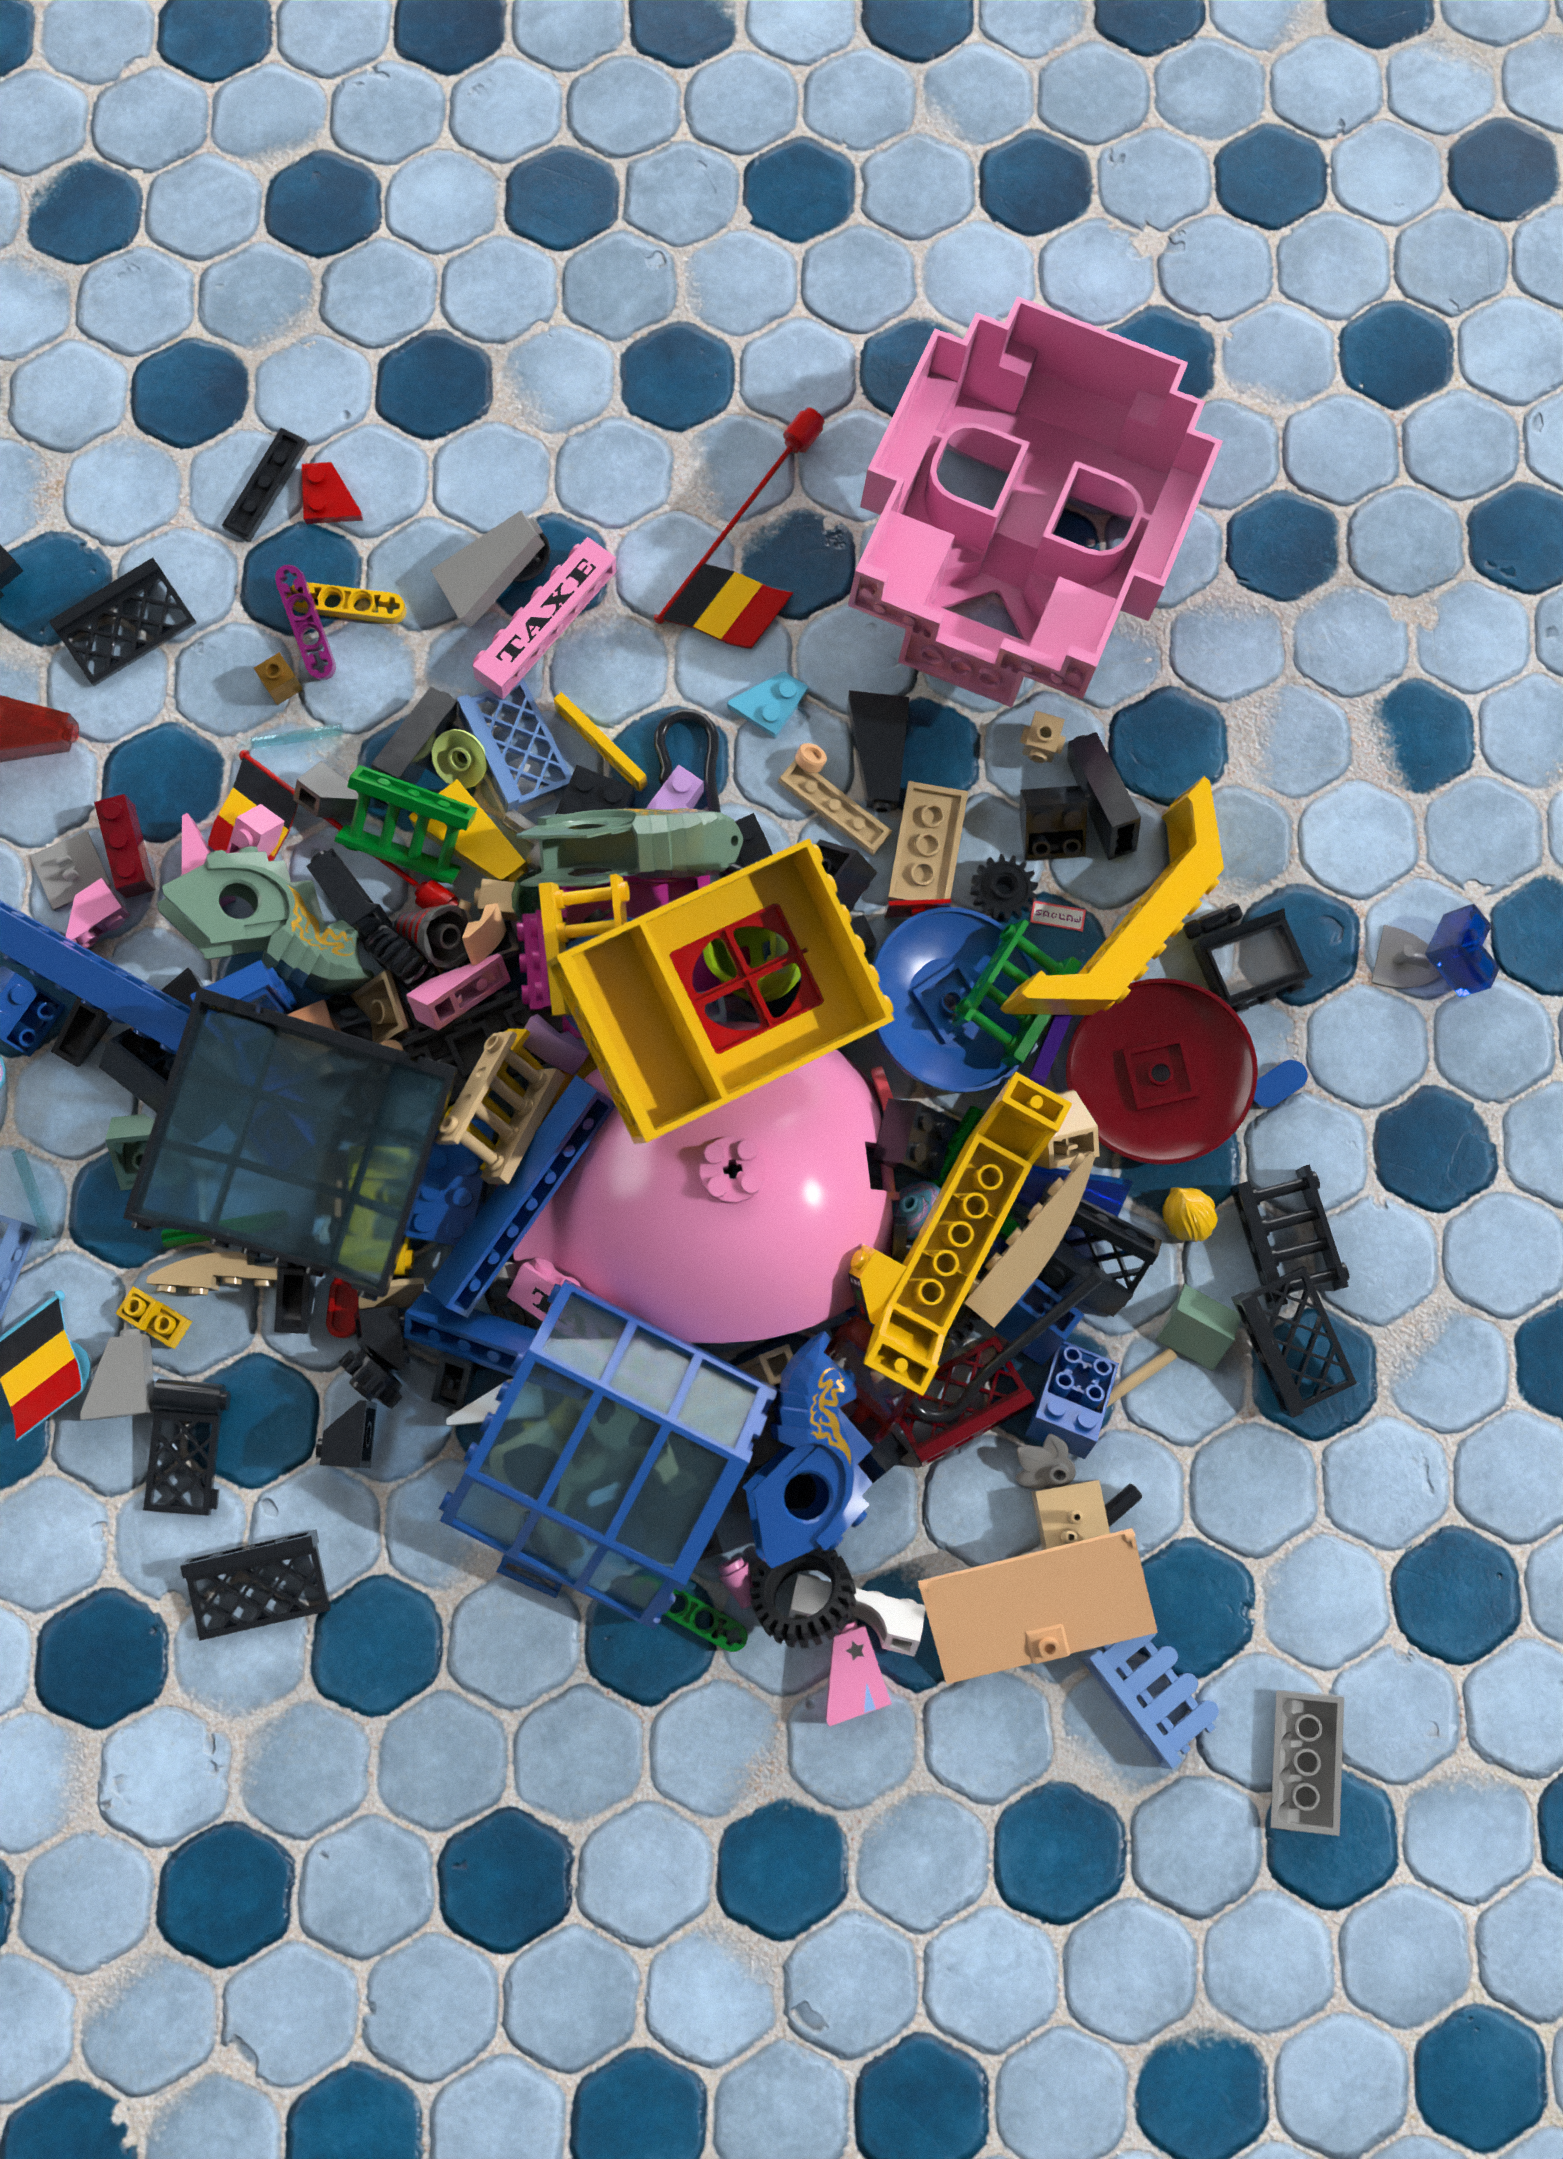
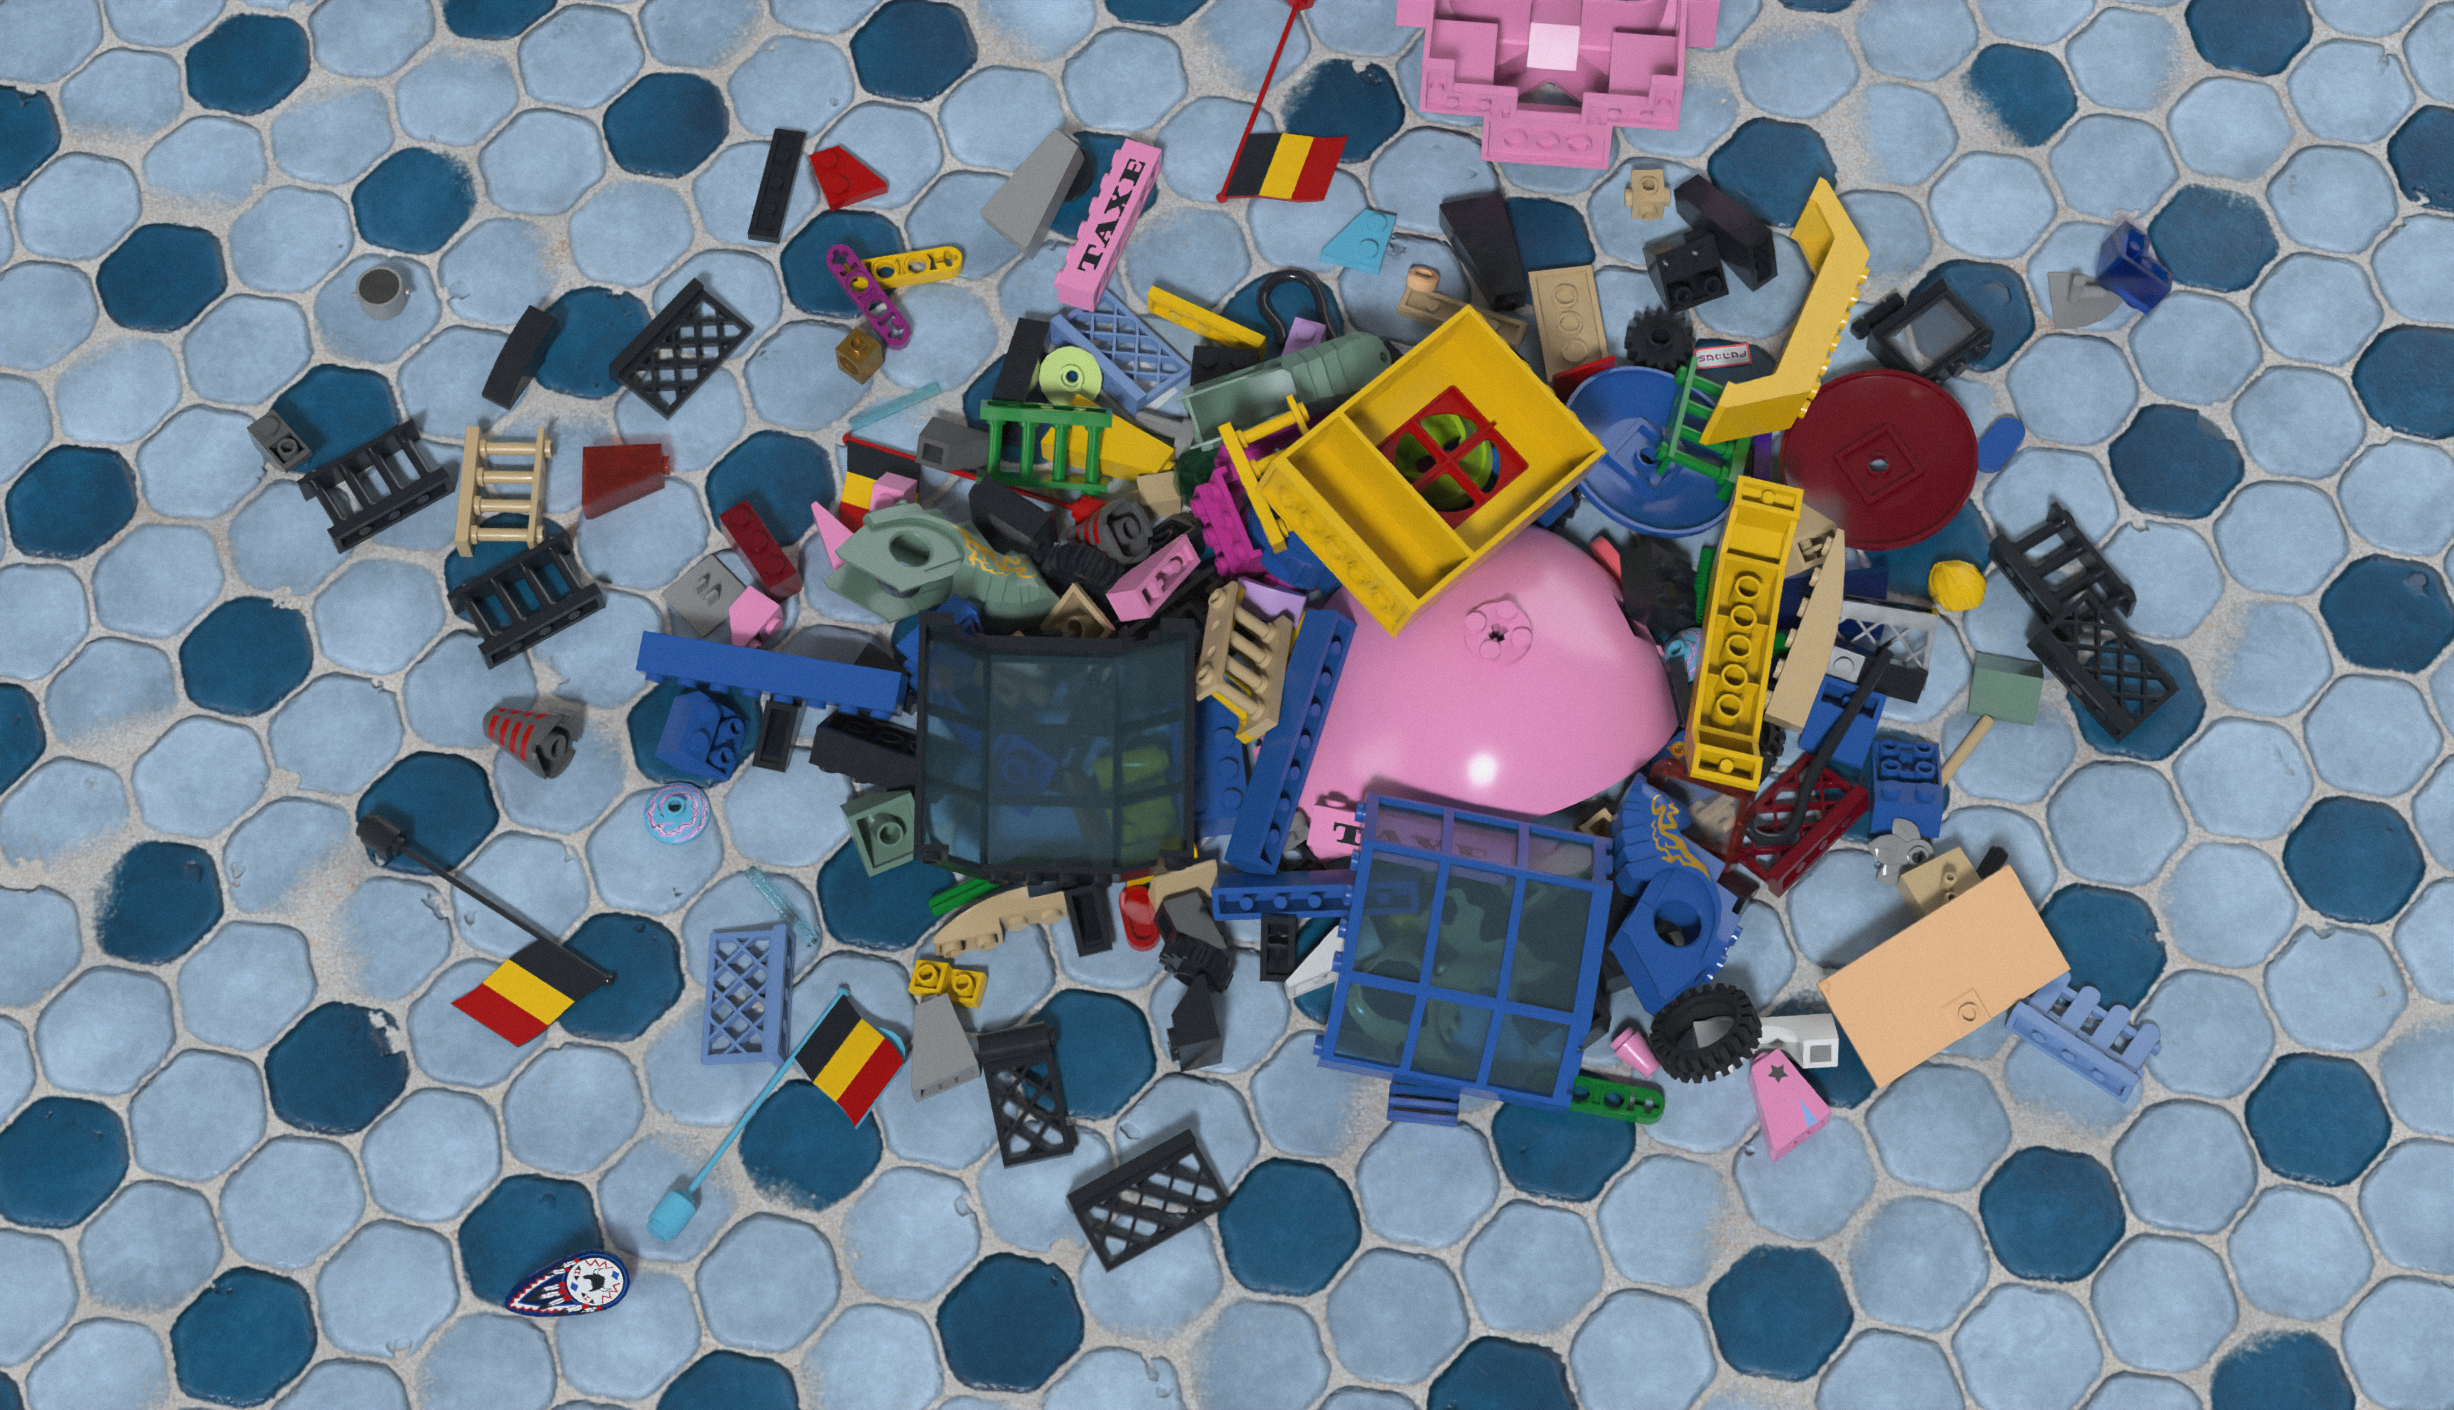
camera: 10 degrees left, 15 degrees down
(484, 935) = (1160, 522): light nougat slope -> none
(873, 1281) = (1668, 715): yellow slope -> none
(1307, 1762) = (2265, 1050): light grey slope -> none

